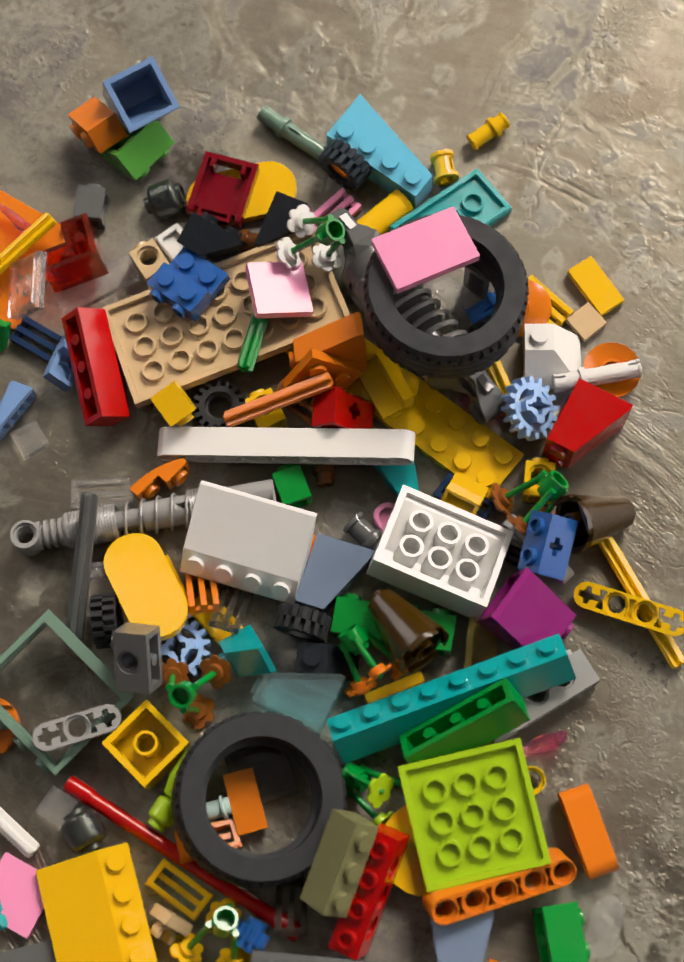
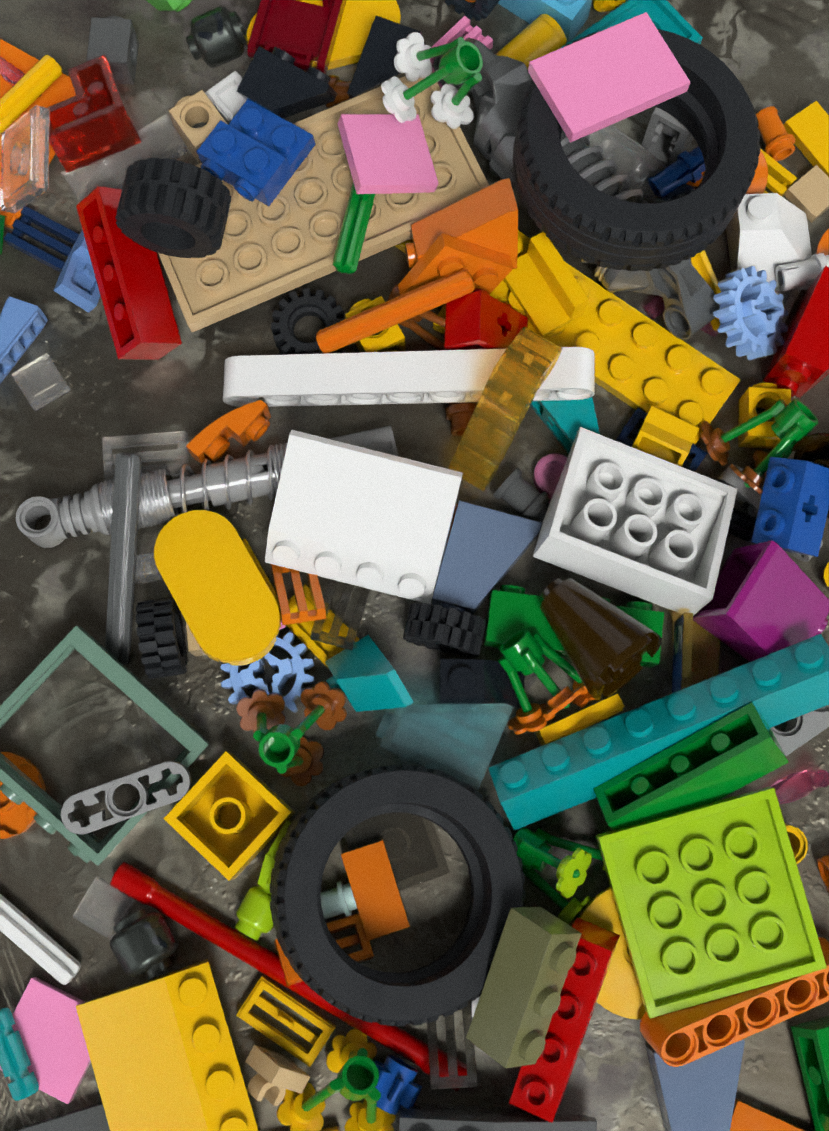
camera: 10 degrees left, 5 degrees up
(128, 324) = (173, 208): none -> black tyre
(145, 644) = (209, 692): dark grey brick -> none
(174, 404) = (244, 323): yellow brick -> none
(292, 486) = (418, 434): green brick -> none
(348, 469) = (503, 406): none -> clear yellow beam
(561, 284) = (776, 138): none -> orange pin

